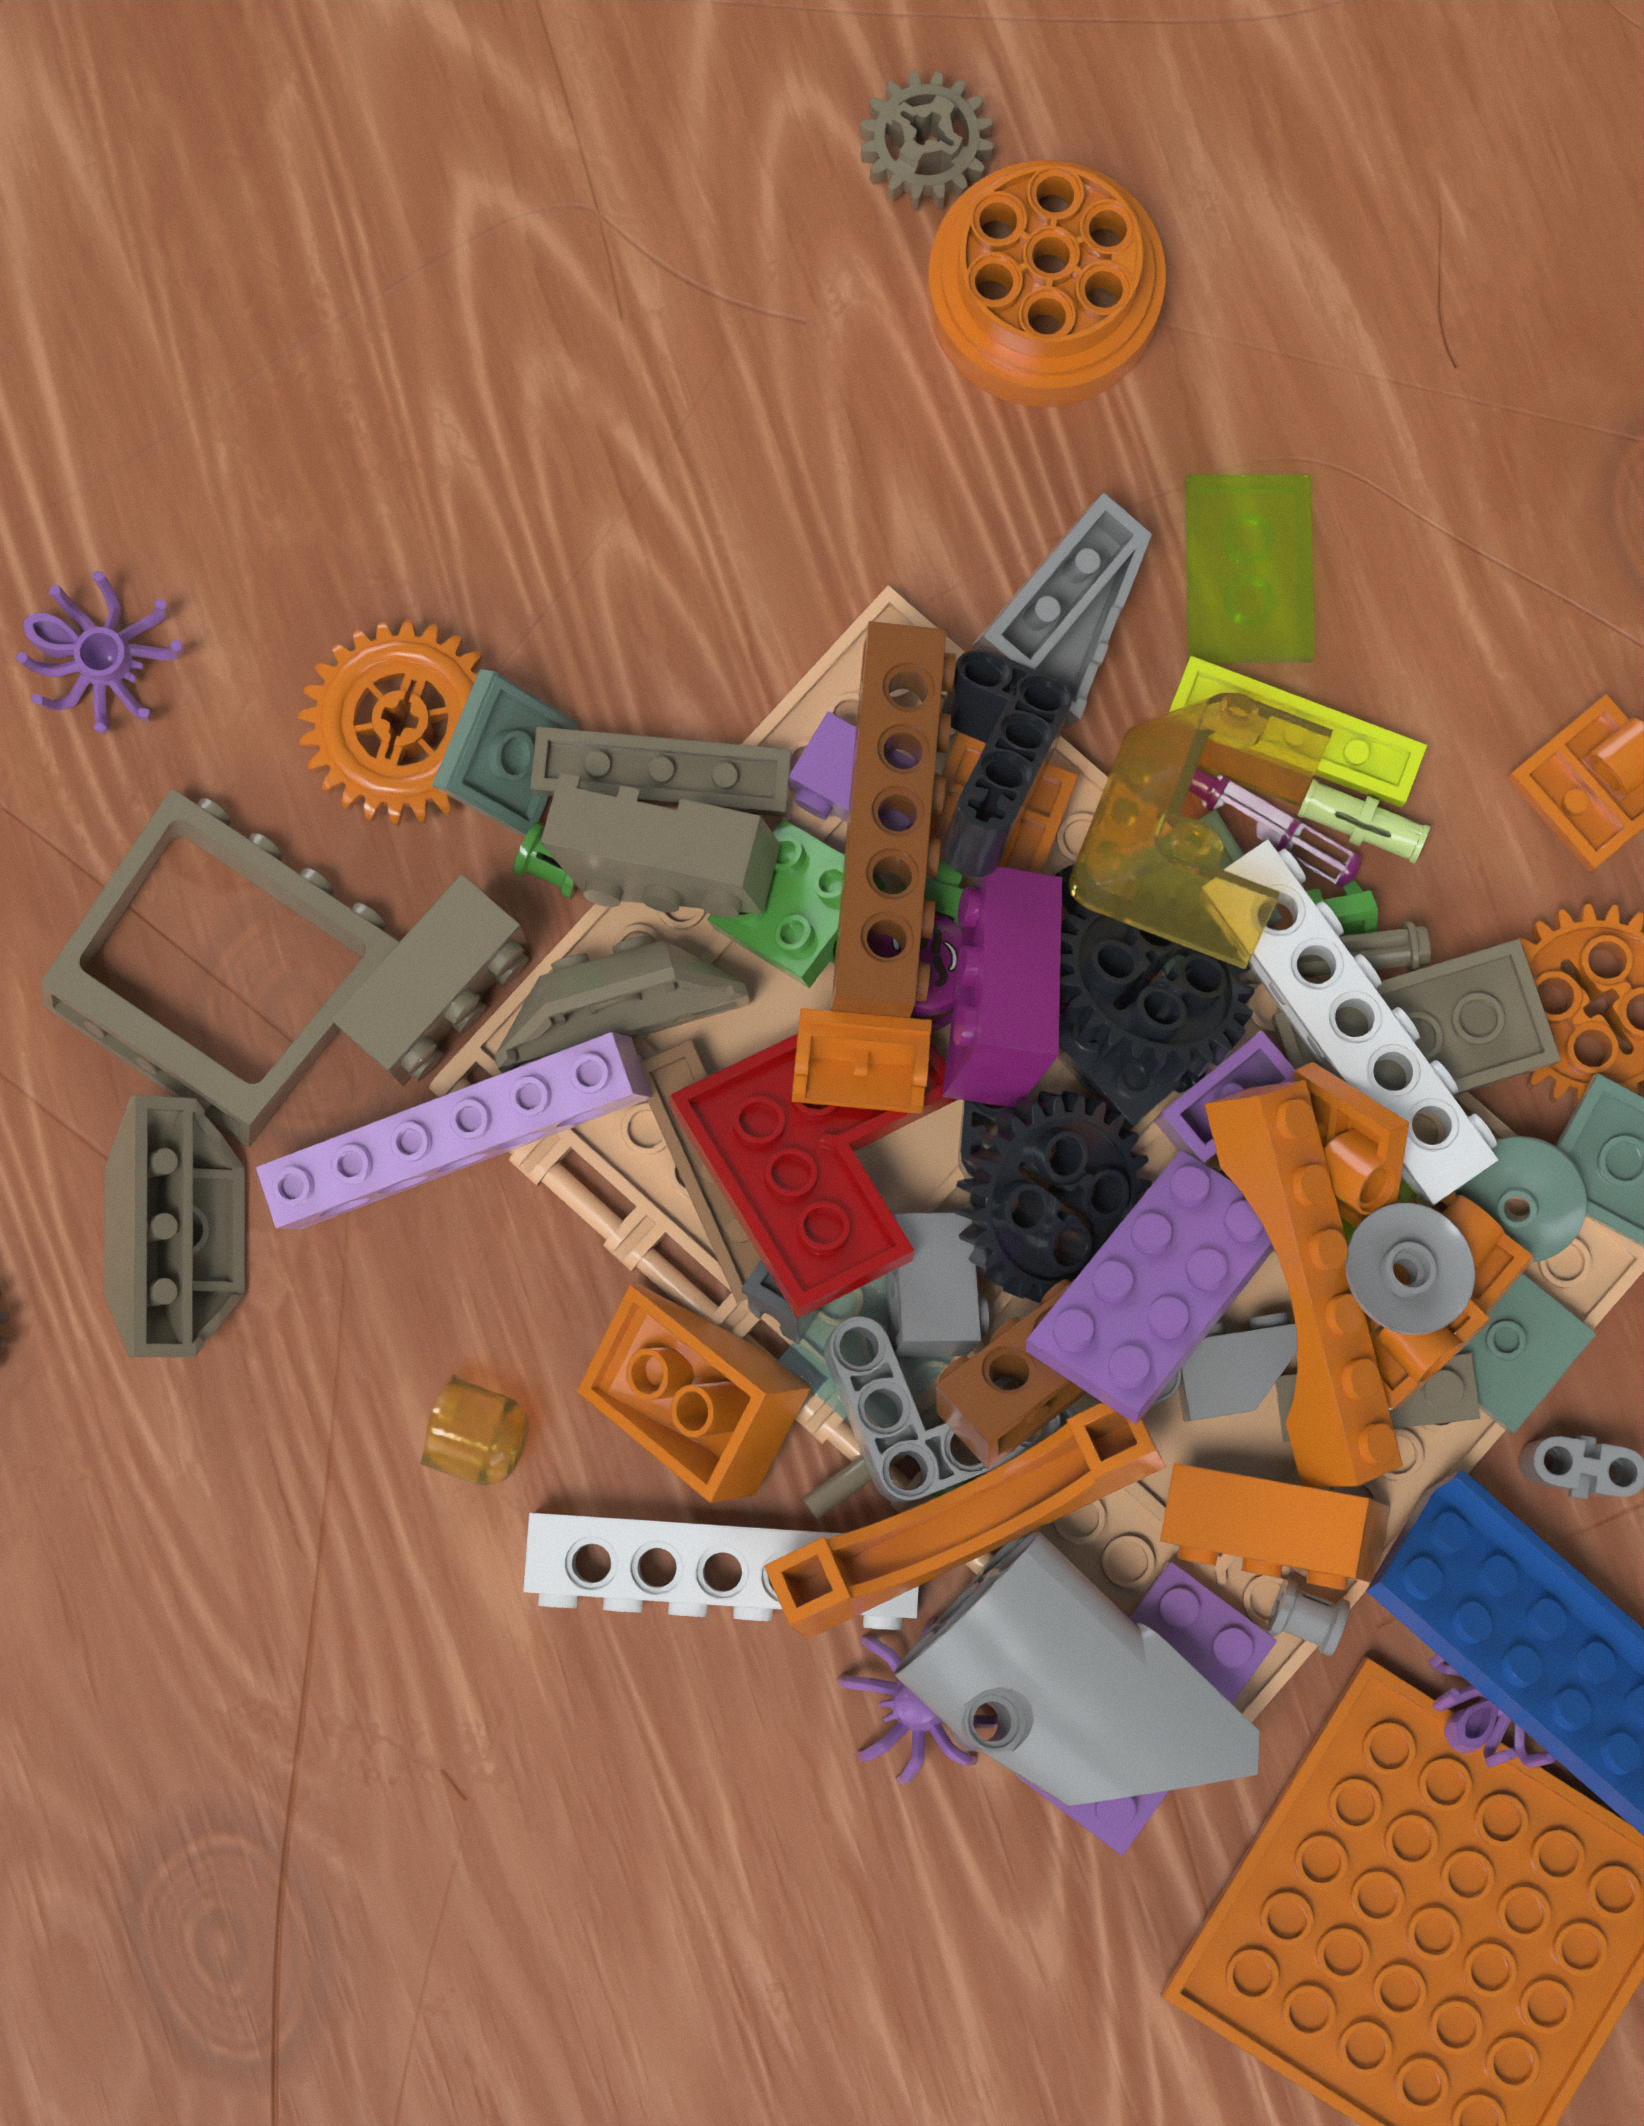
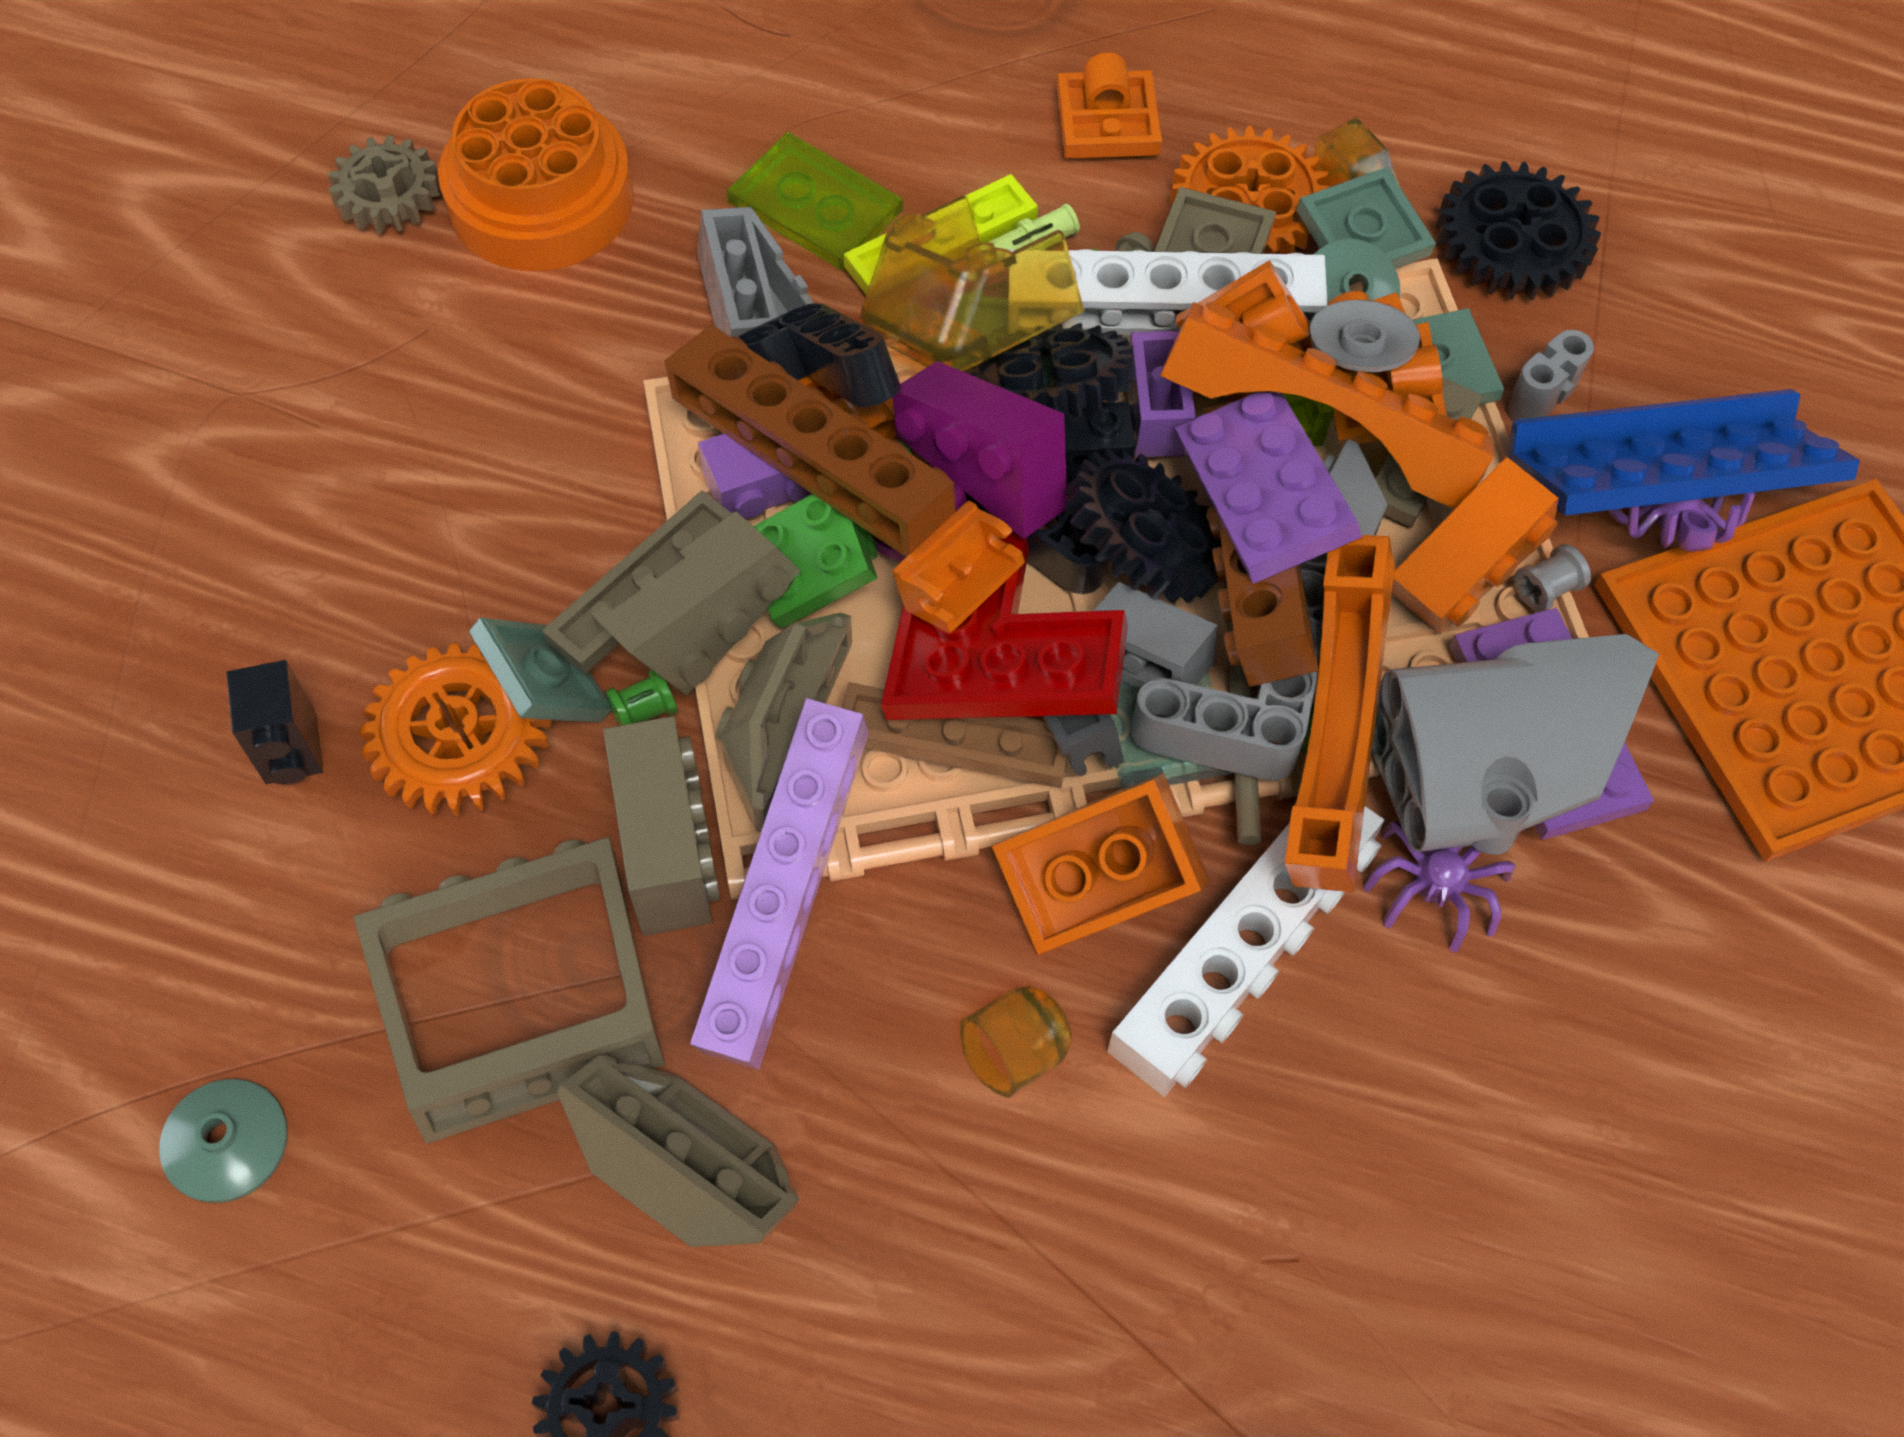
camera: 55 degrees left, 20 degrees down
(99, 652) = (210, 900): medium lavender animal -> none
(280, 573) = (274, 722): none -> black brick

